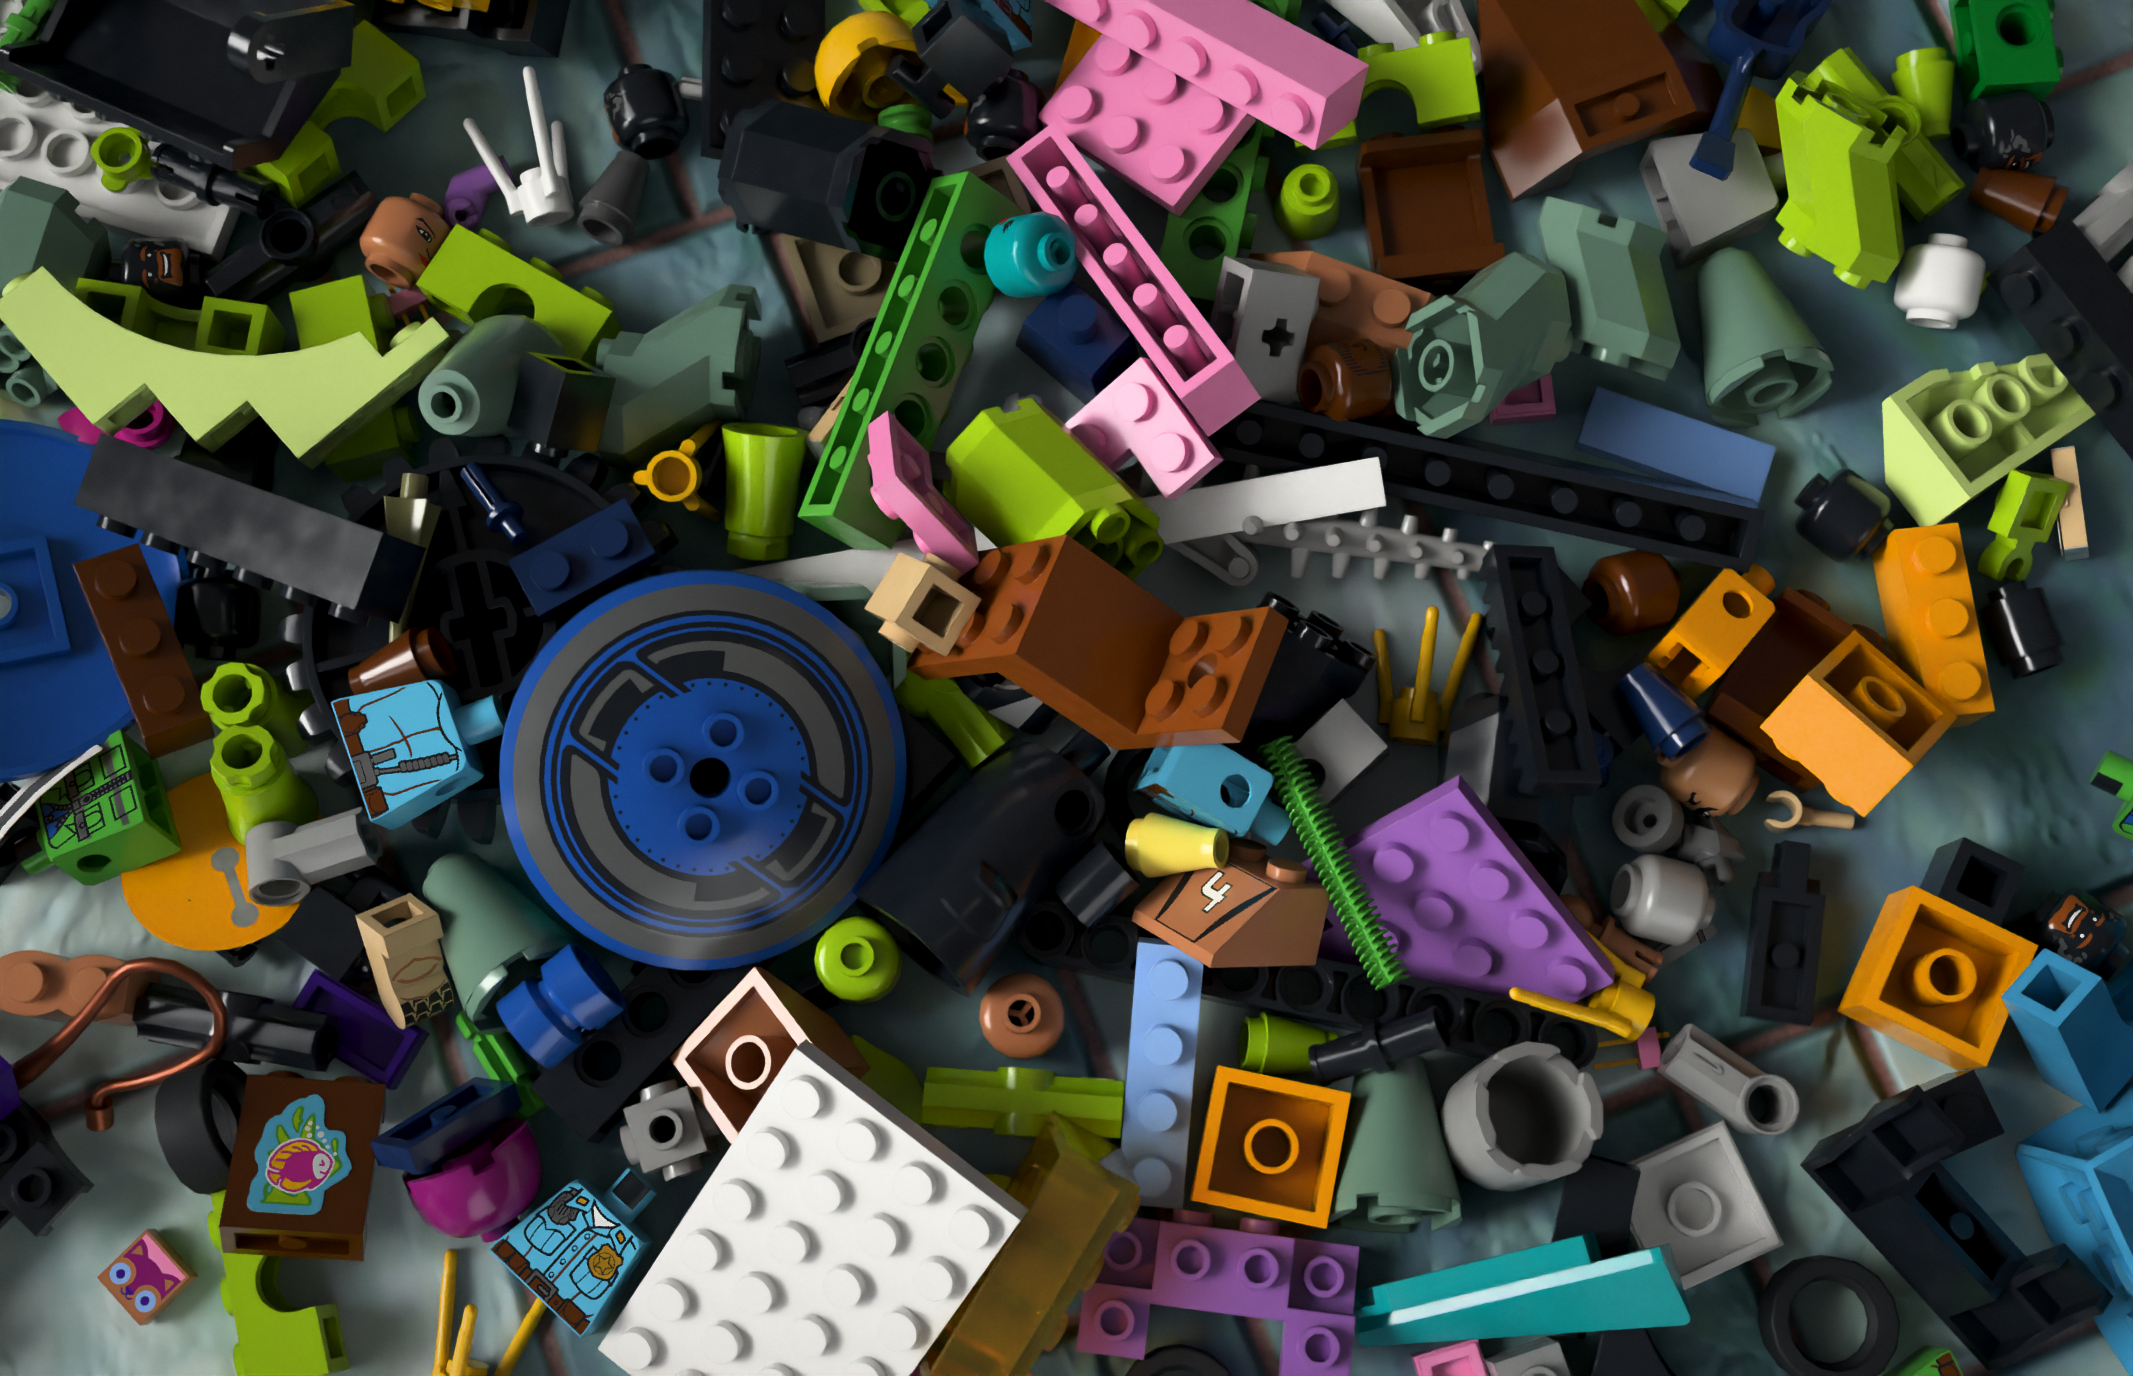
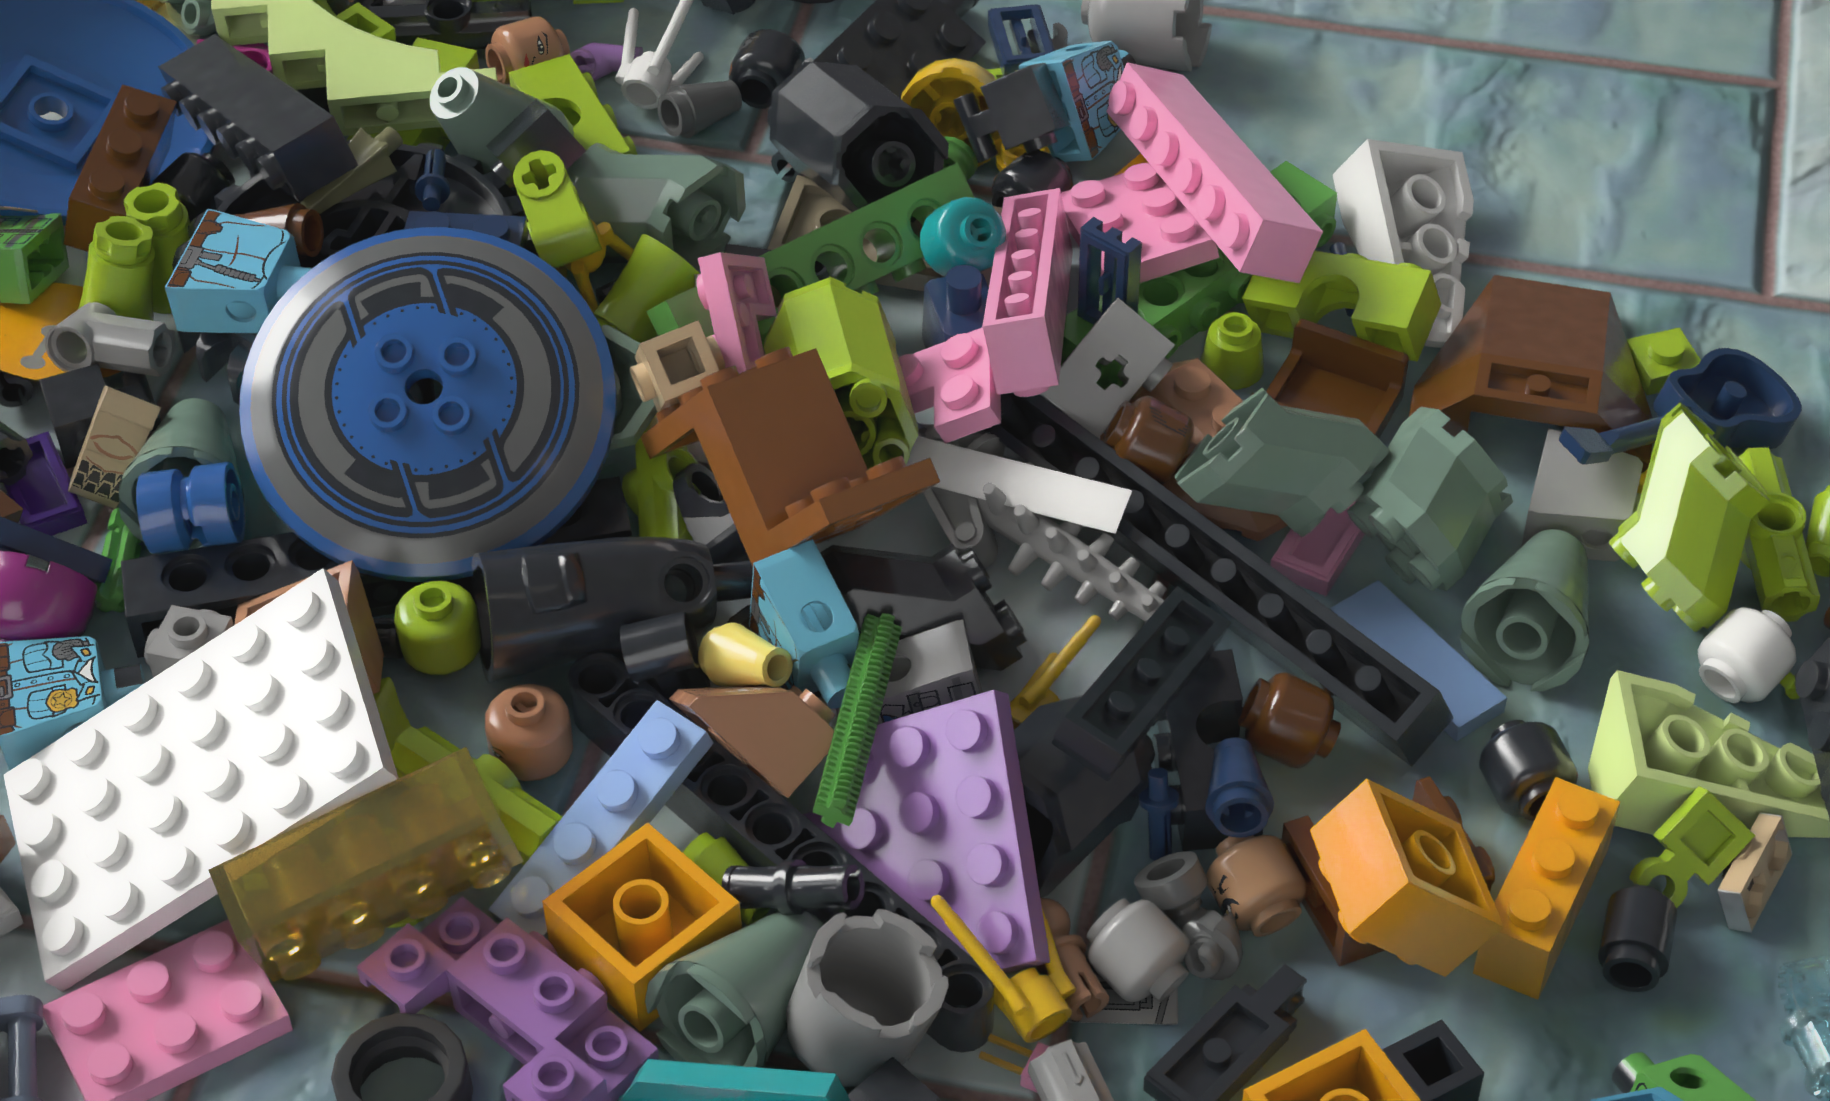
camera: 30 degrees right, 30 degrees down
(660, 487) = (554, 210): none -> lime piece
(1202, 214) = (1120, 274): none -> dark blue tile
(1714, 629) = (1325, 759): light orange torso -> none
(1805, 815) = (1315, 970): tan hand -> none

